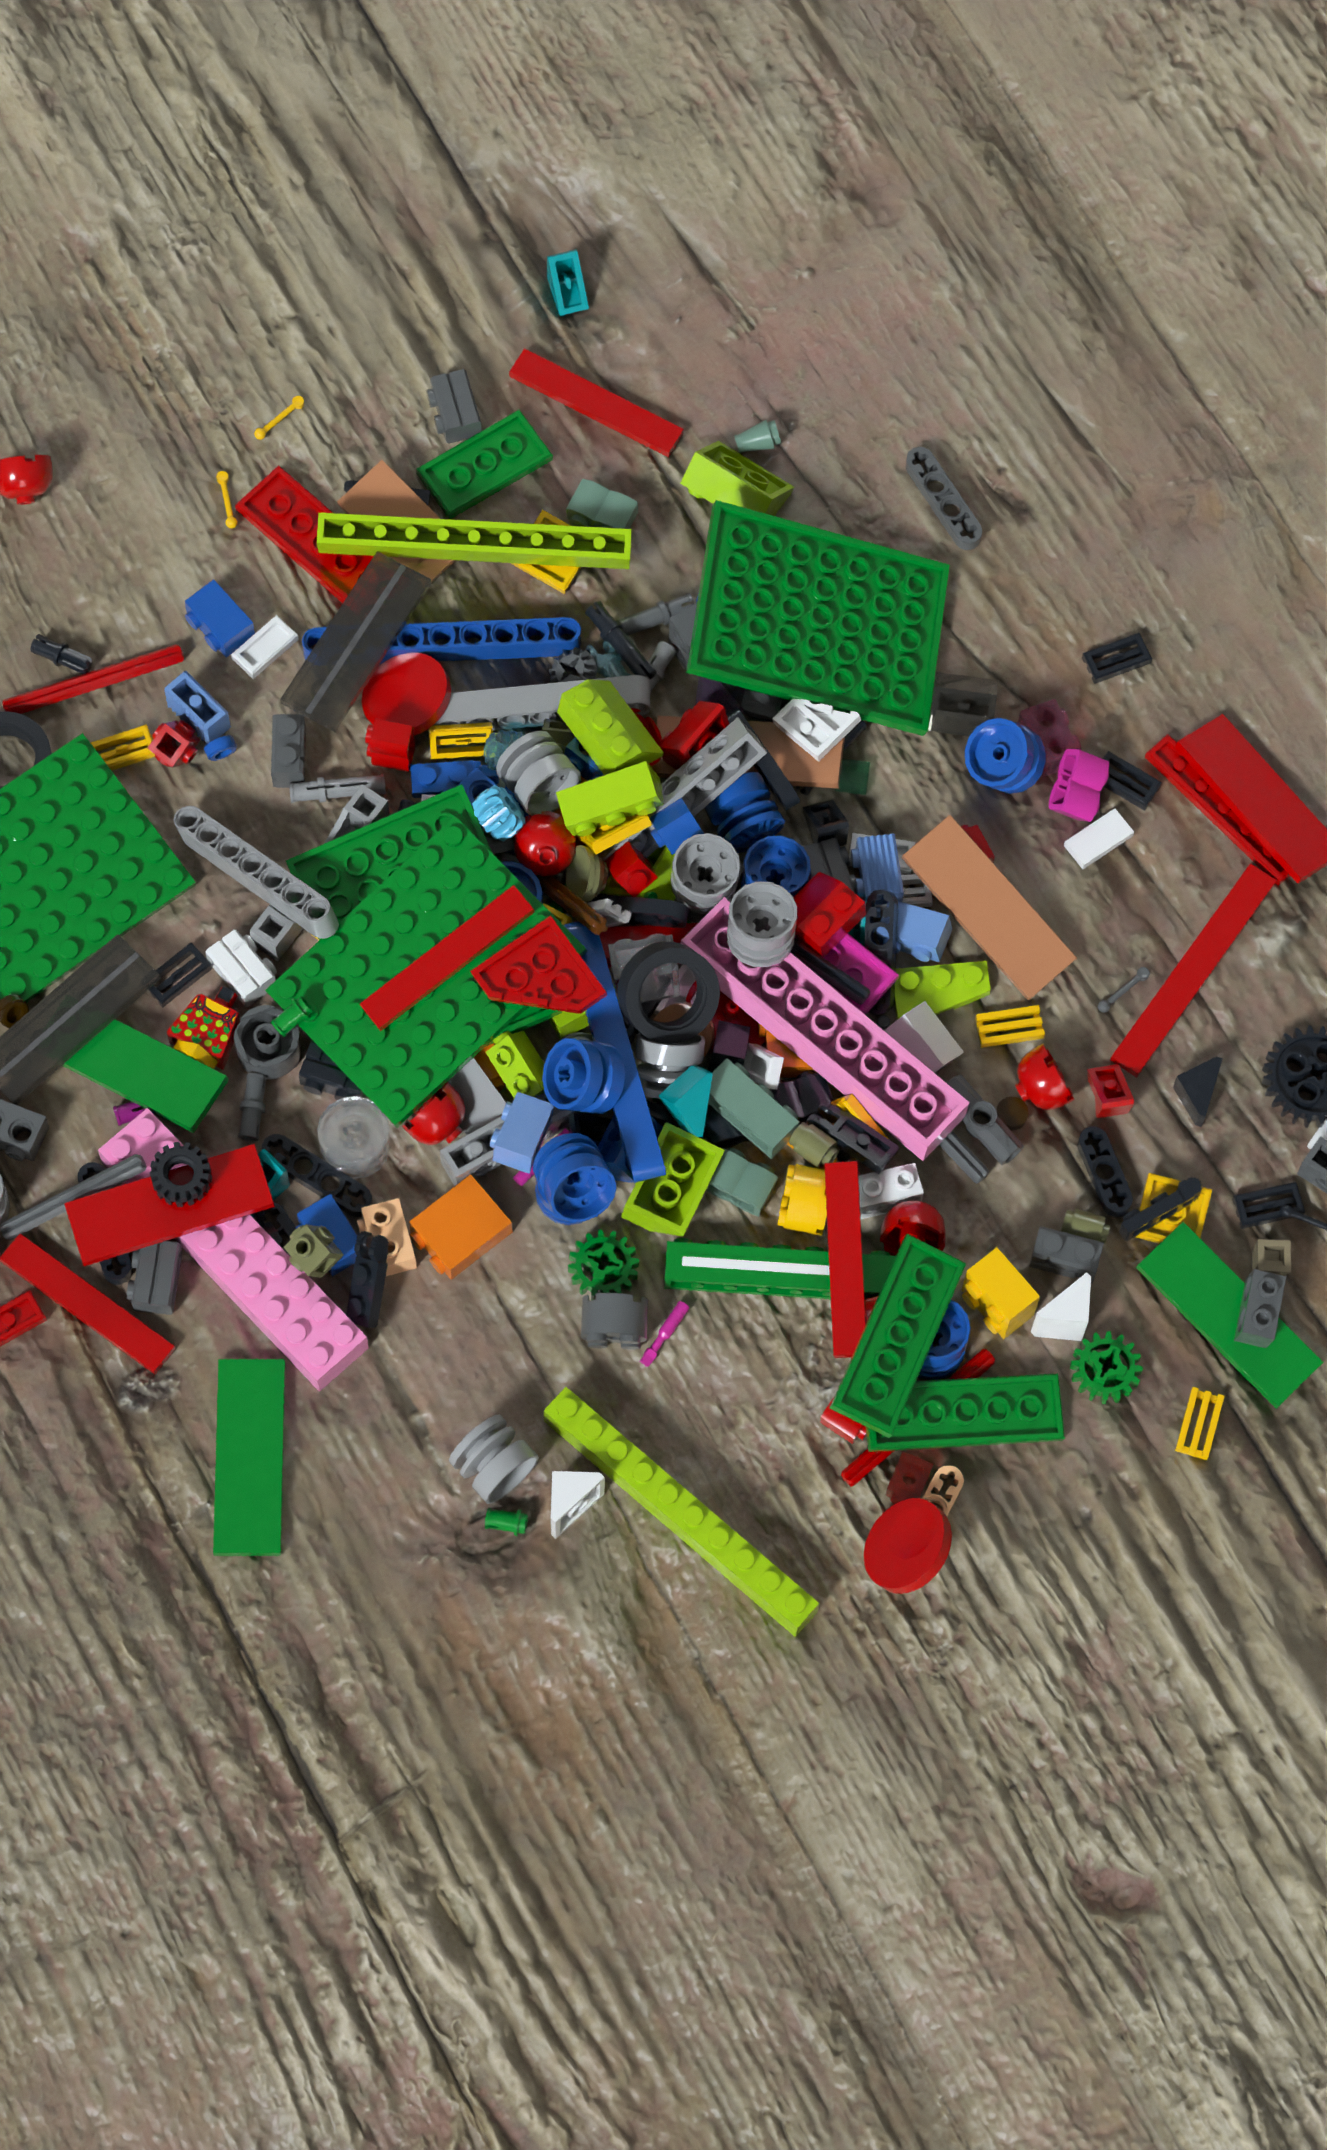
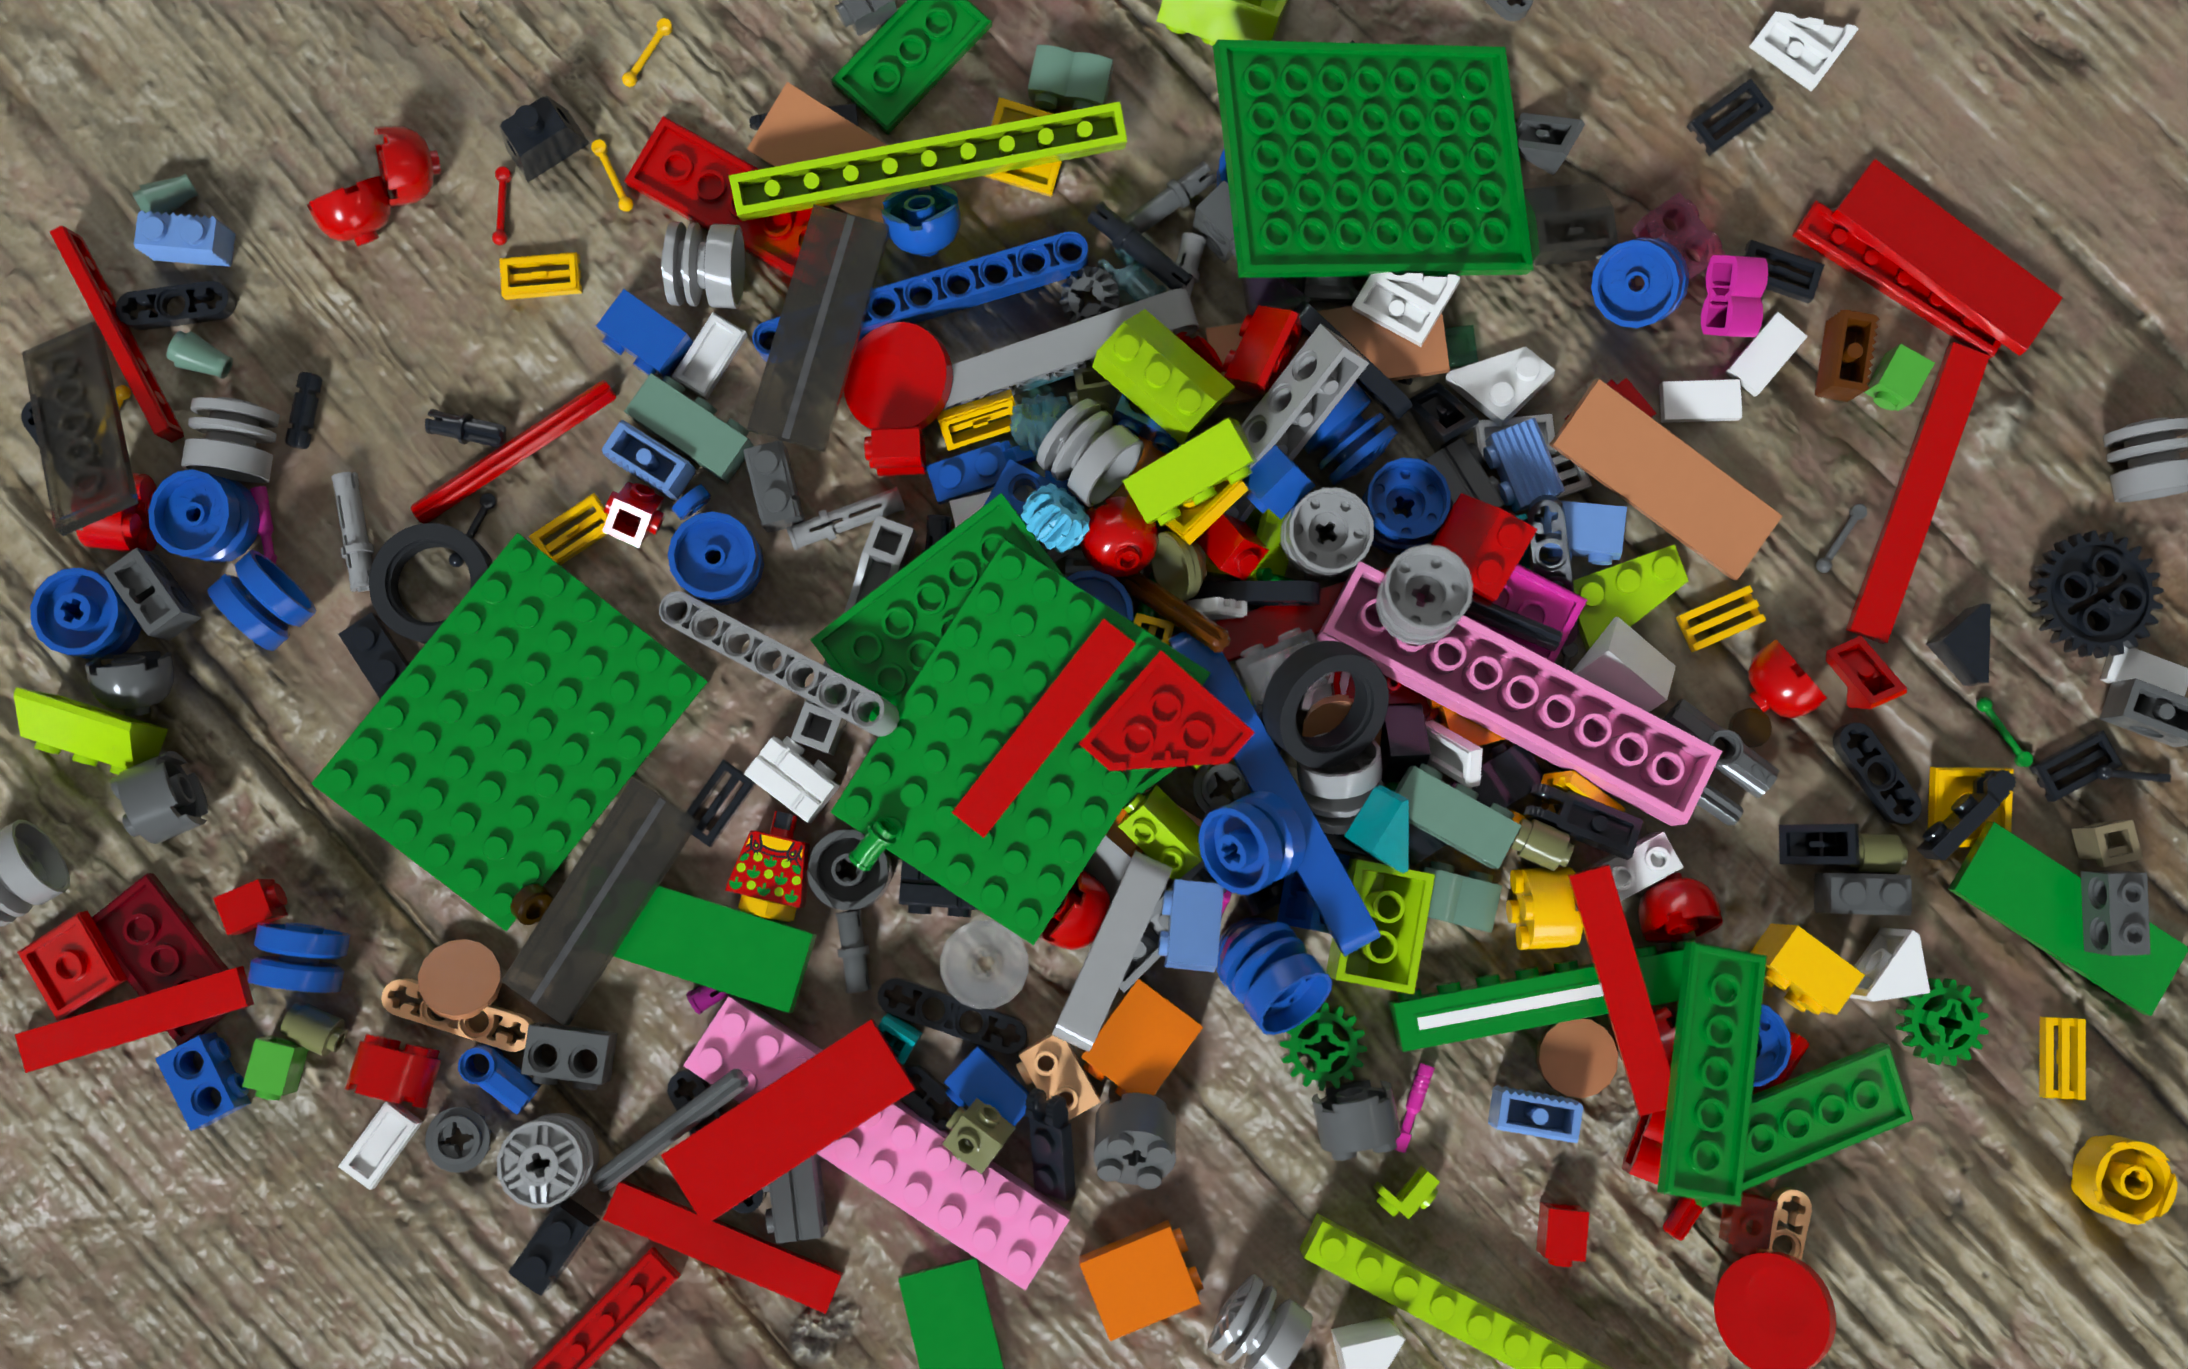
camera: 15 degrees left, 15 degrees up
(61, 713) = (487, 502): none -> black hinge
(71, 453) = (405, 164): none -> red cylinder
(142, 481) = (504, 176): none -> red hinge
(146, 569) = (544, 290): none -> yellow tile
(177, 1155) = (774, 1106): black tyre -> none
(180, 458) = (541, 136): none -> black torso
(229, 789) = (699, 541): none -> blue wheel
(236, 692) = (690, 426): none -> sand green brick
(287, 578) = (697, 264): none -> light grey wheel
(411, 1405) = (1141, 1279): none -> orange brick
(434, 1291) = (1135, 1140): none -> dark grey brick
(454, 1138) = (1112, 951): none -> light grey beam
(458, 584) = (922, 219): none -> blue cylinder
(648, 1394) = (1416, 1193): none -> lime bracket
(756, 1453) = (1562, 1233): none -> red brick
(757, 1353) = (1535, 1114): none -> medium blue brick
(804, 1327) = (1577, 1057): none -> nougat tile
(881, 809) = (1501, 383): none -> white wing
(964, 640) = (1546, 139): none -> dark grey slope
(1037, 861) = (1700, 400): none -> white tile
(1039, 1209) = (1819, 844): none -> black slope
(1157, 850) = (1846, 355): none -> reddish brown brick
(1186, 618) = (1802, 46): none -> white wing
(1197, 879) = (1899, 378): none -> bright green brick
(1210, 1502) = (2123, 1179): none -> yellow brick
(1228, 1190) = (2021, 758): none -> green hinge

